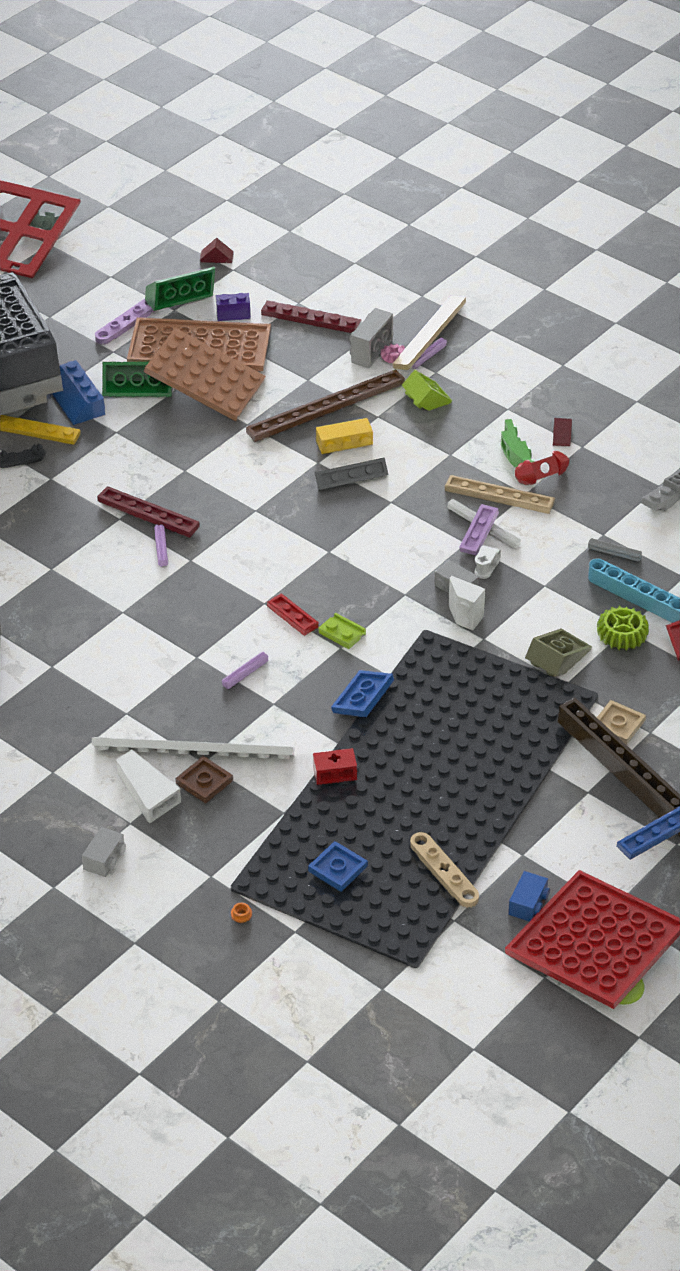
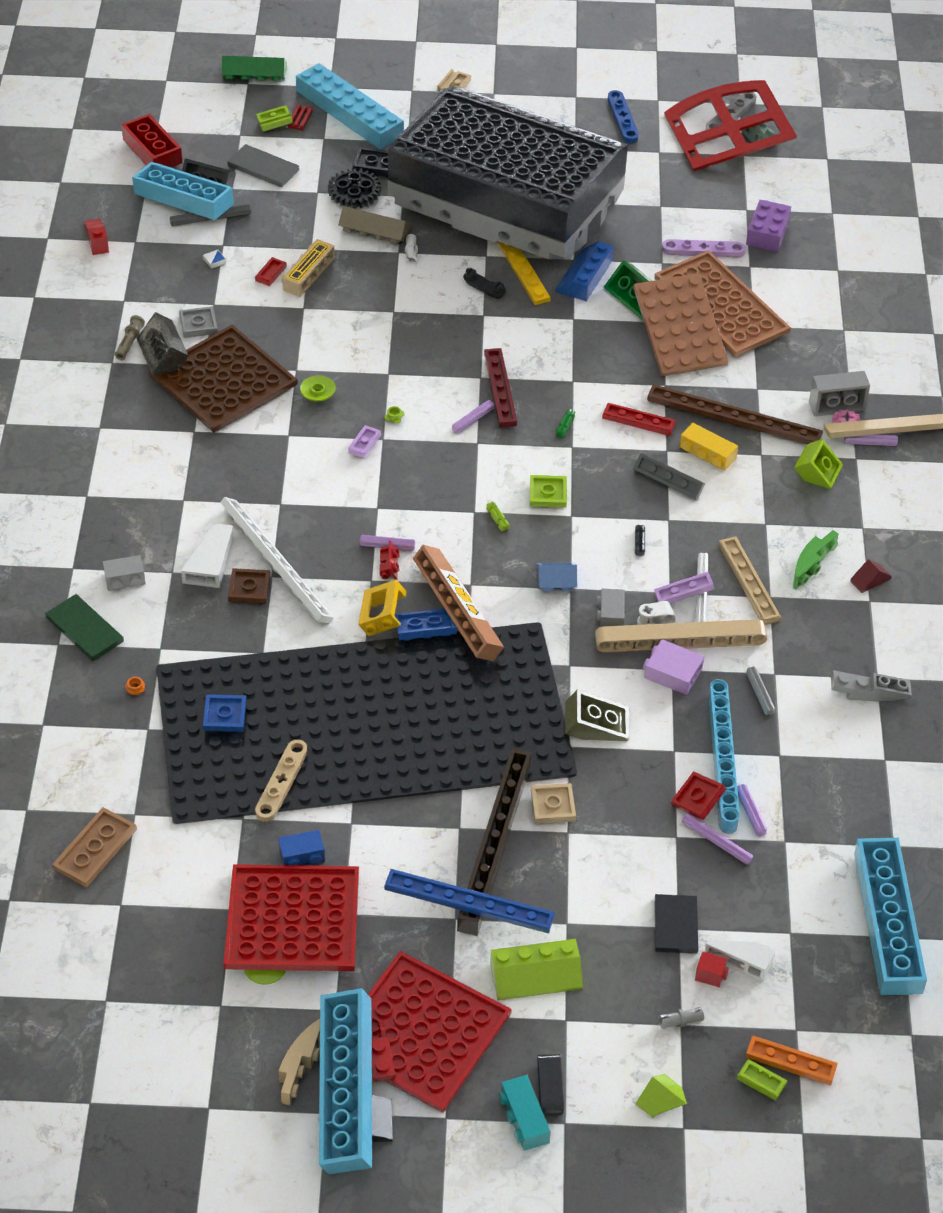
camera: 50 degrees right, 5 degrees up
(24, 616) = (318, 388): none -> lime dish
(106, 588) = (394, 414): none -> lime plate
(117, 622) = (364, 441): none -> lavender plate
(135, 913) = (84, 627): none -> dark green tile
(145, 268) = (768, 225): none -> medium lavender brick
(180, 289) = (765, 253): green slope -> none
(216, 253) = (843, 249): dark red slope -> none
(228, 498) = (565, 423): none -> green axle
(233, 307) = (785, 294): dark purple brick -> none
(269, 457) = (639, 419): none -> red tile
(275, 682) = (389, 561): none -> red hinge
(288, 591) = (497, 516): none -> lime axle
(292, 547) = (548, 491): none -> lime plate
(292, 614) = (476, 535): red tile -> none
(310, 316) = (830, 341): dark red plate -> none
(310, 696) = (382, 594): none -> yellow panel
(334, 766) = (326, 651): red brick -> none
(342, 631) = (487, 574): lime plate -> none
(365, 659) = (458, 603): none -> nougat brick
(389, 590) = (556, 576): none -> medium blue slope
(398, 527) = (639, 540): none -> black axle
(399, 1032) = (94, 847): none -> medium nougat plate
(466, 602) = (583, 628): white slope -> none
(524, 556) = (682, 634): none -> tan beam
(528, 472) = (821, 594): red piece -> none
(548, 580) = (673, 666): none -> lavender brick
(622, 628) = (654, 746): lime gear -> none

